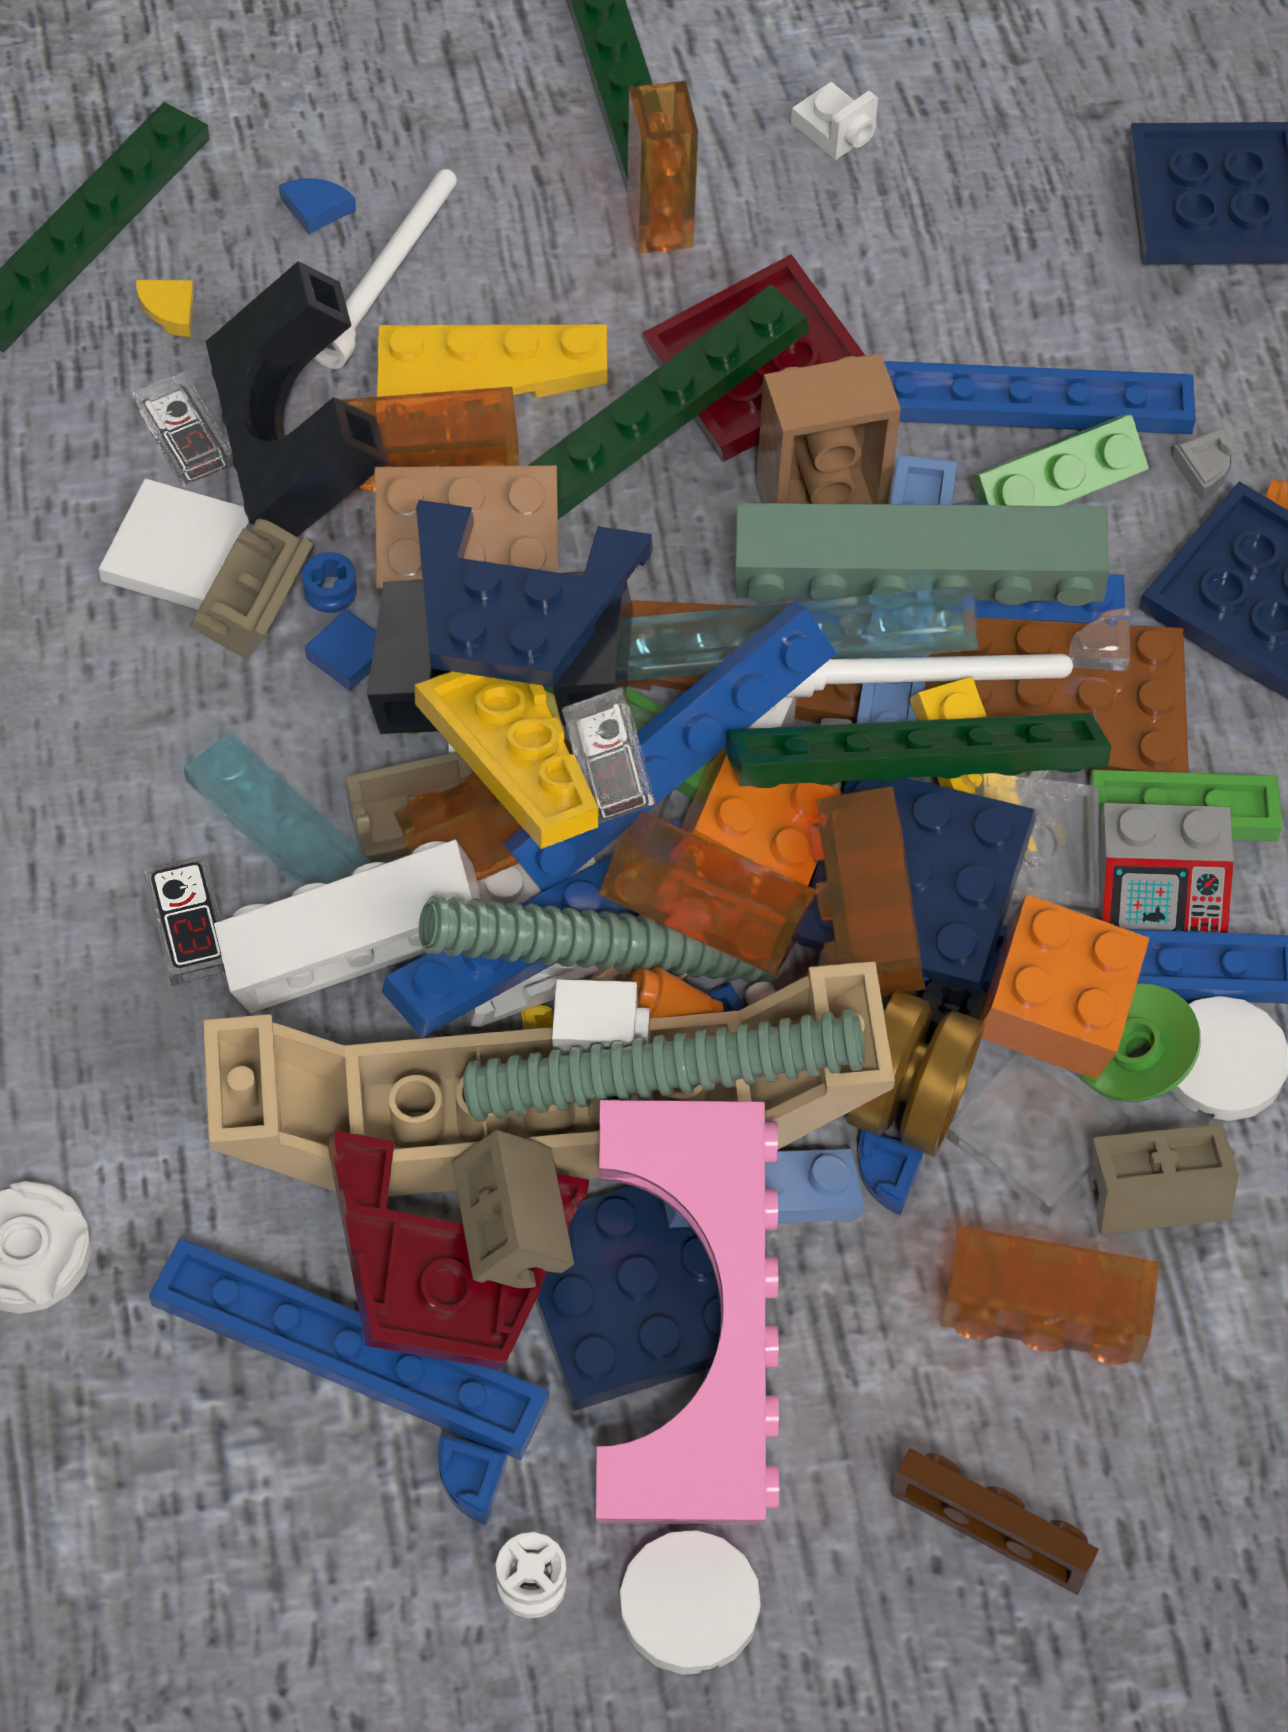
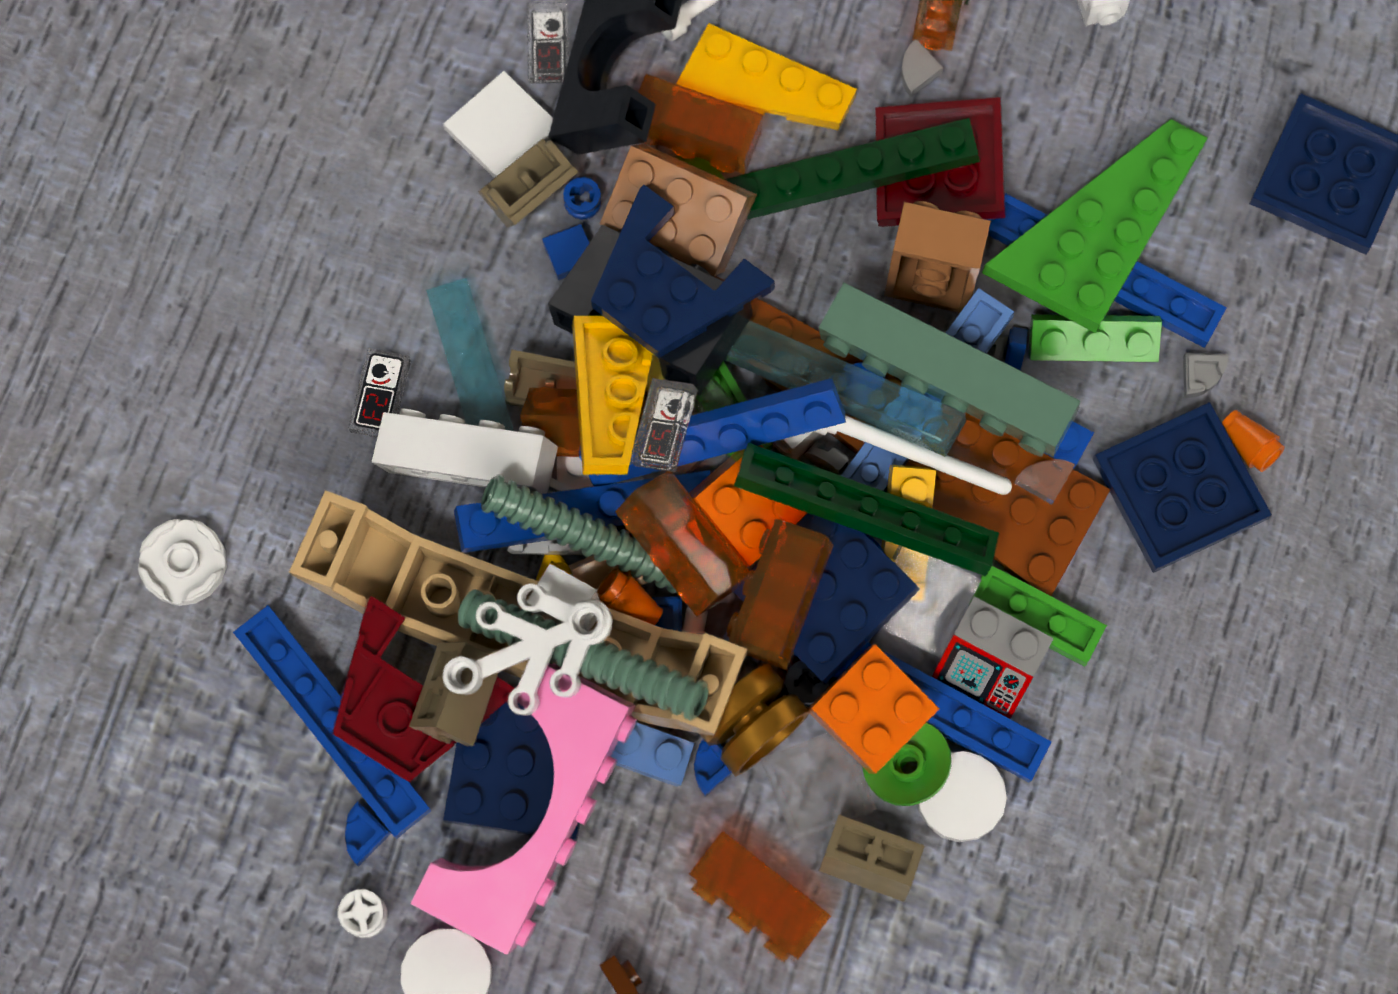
camera: 30 degrees right, 15 degrees up
(600, 1072) = (536, 646): none -> white plant
(667, 276) = (918, 68): none -> light grey tile
(997, 355) = (1093, 240): none -> bright green wing

